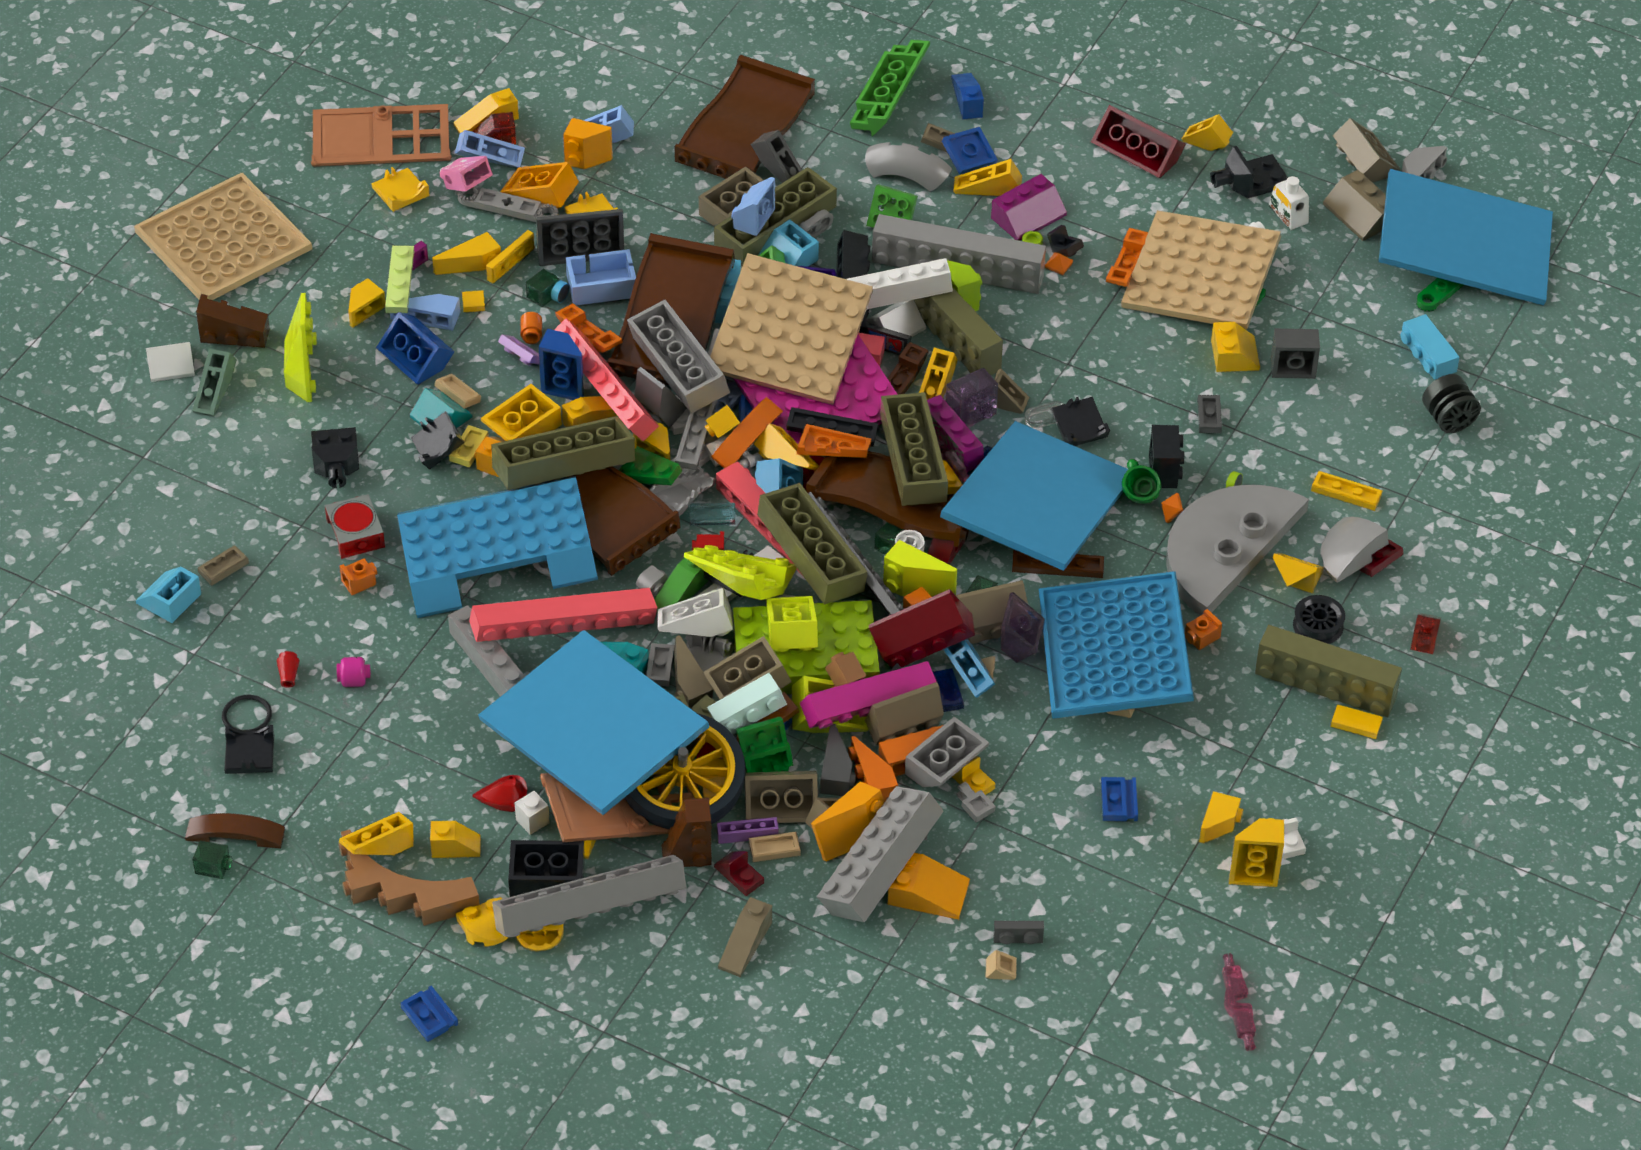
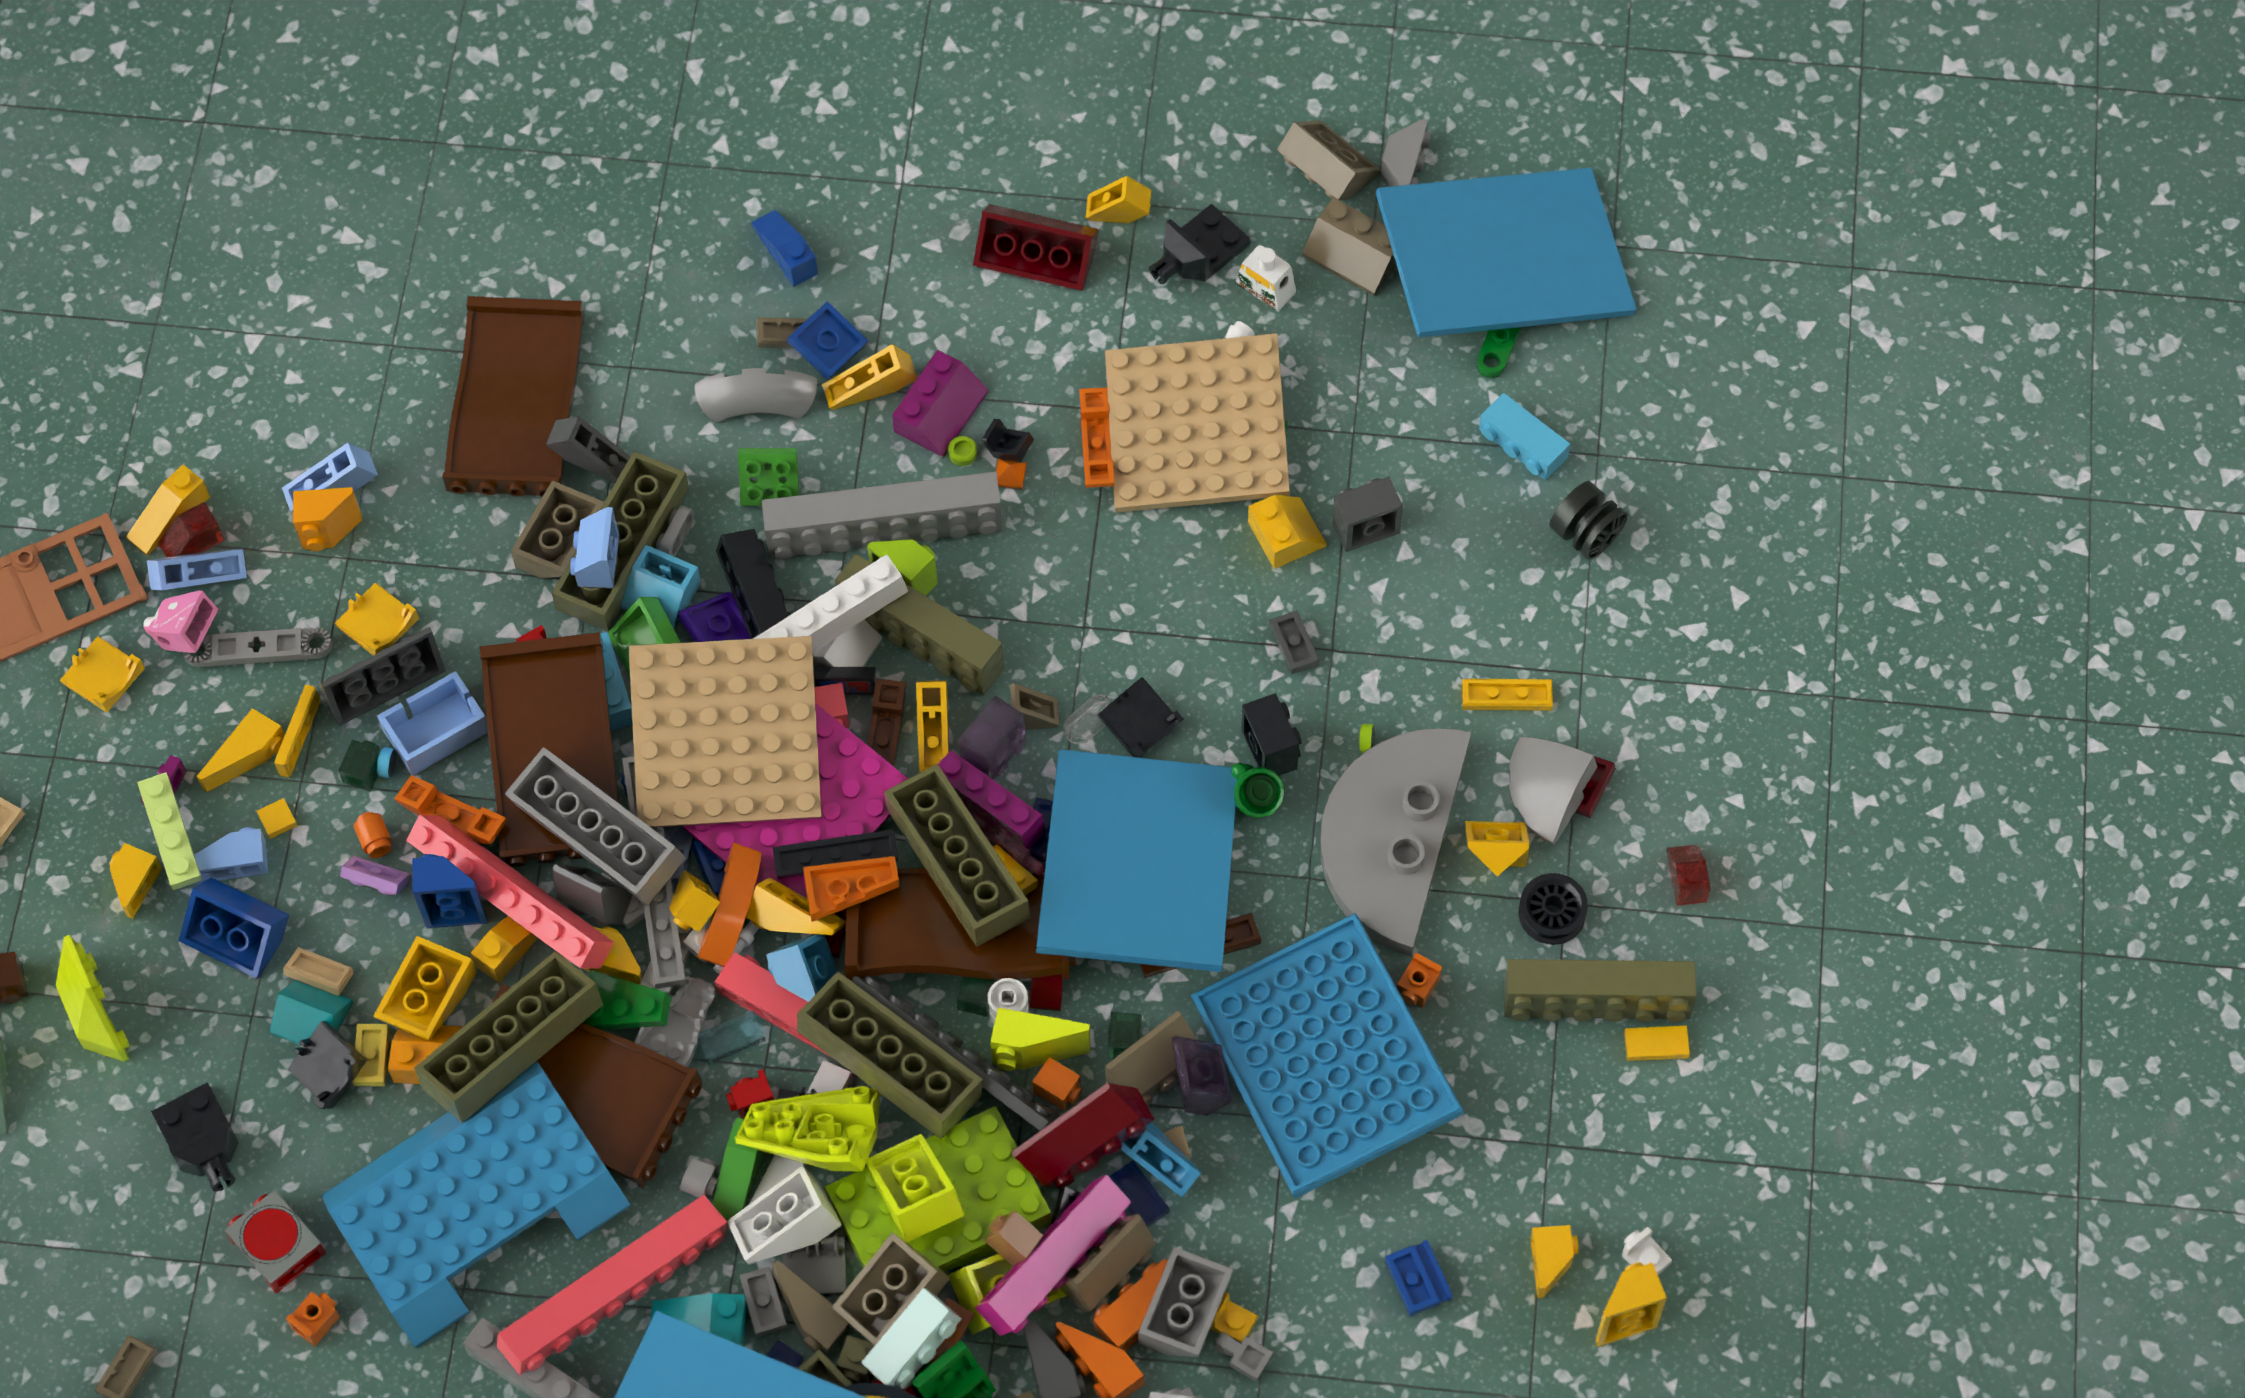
camera: 20 degrees left, 15 degrees up
(543, 183) = (288, 599): light orange slope -> none
(887, 85) = (680, 274): bright green slope -> none
(1172, 507) = (1306, 806): orange slope -> none

